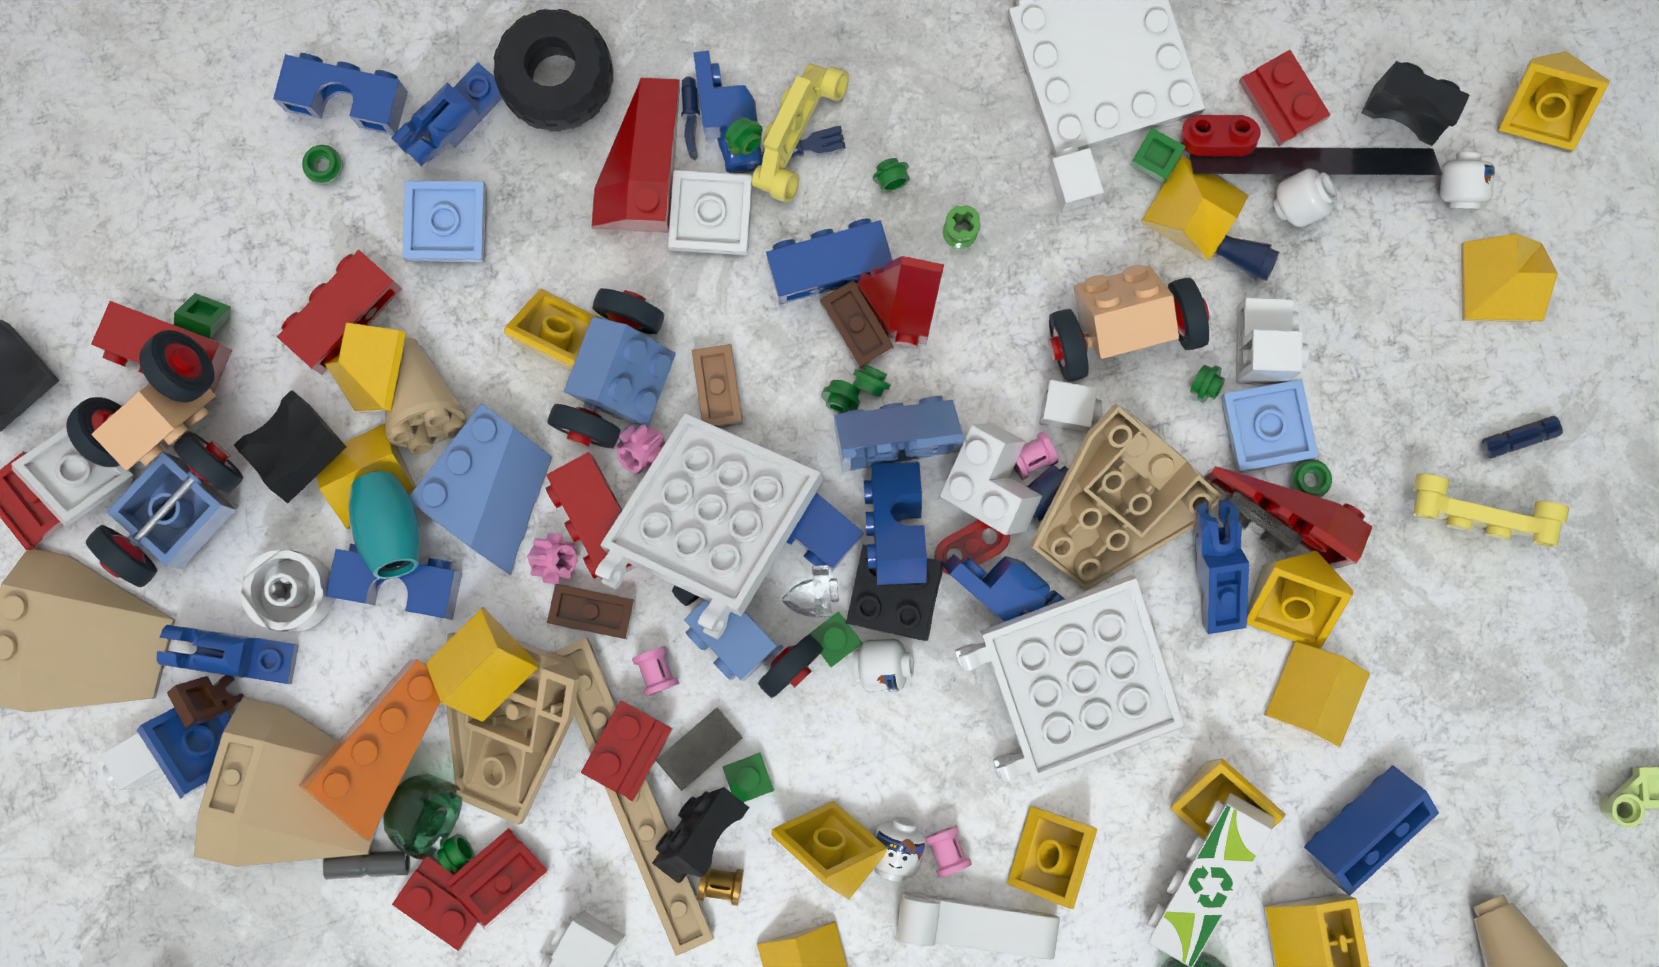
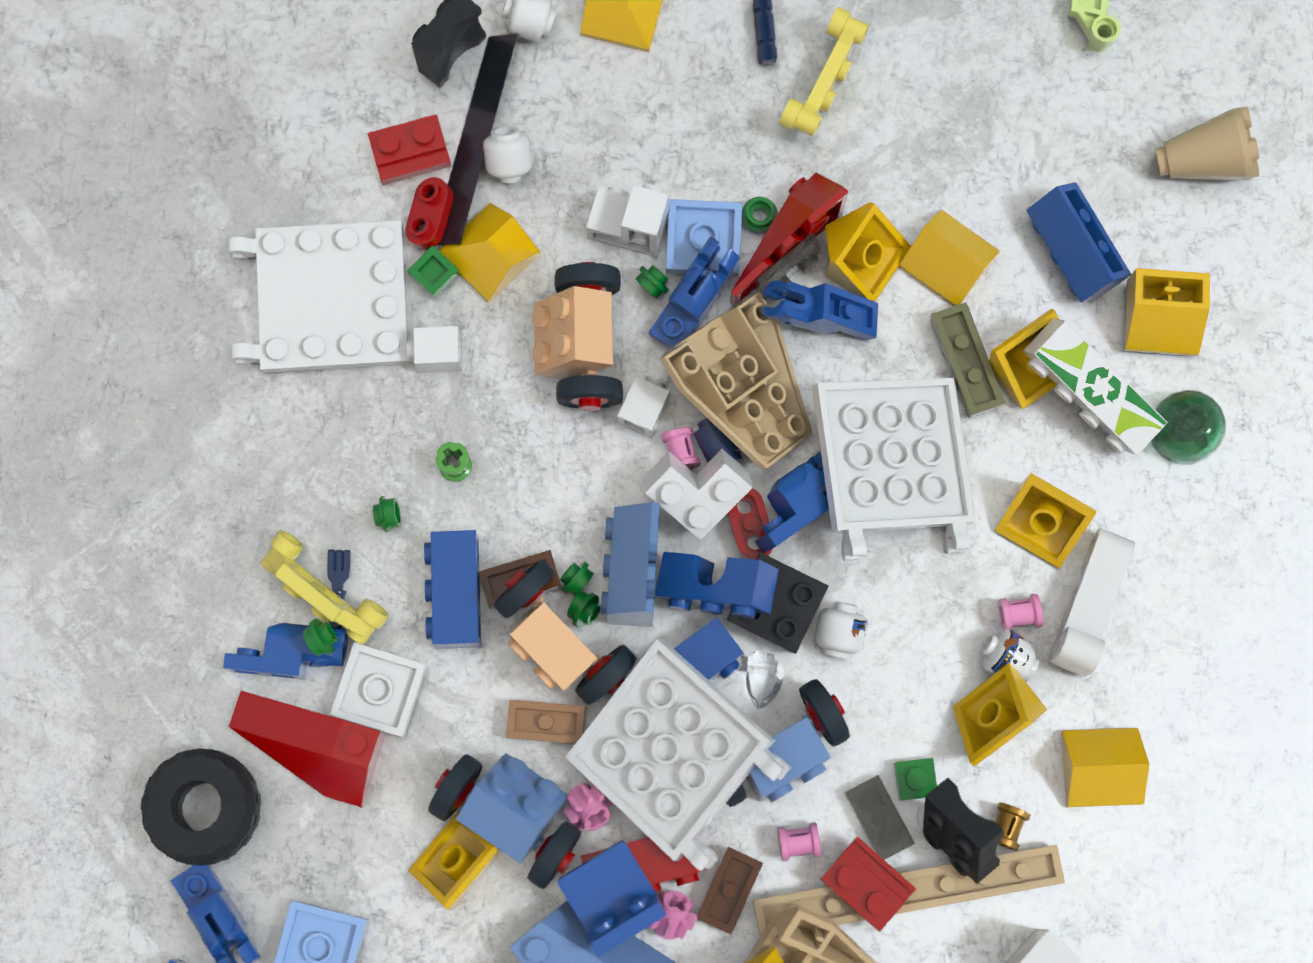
camera: 80 degrees left, 5 degrees down
(550, 492) = (612, 897): none -> blue bracket
(691, 113) = (276, 686): dark blue piece -> none
(793, 372) = (552, 644): none -> brick
(836, 639) = (805, 667): green plate -> none
(903, 298) = (513, 526): red wedge -> none
(1203, 429) = (694, 295): none -> blue plate
(1208, 737) = (967, 360): none -> olive plate
(1248, 256) = (547, 215): dark blue cone -> none

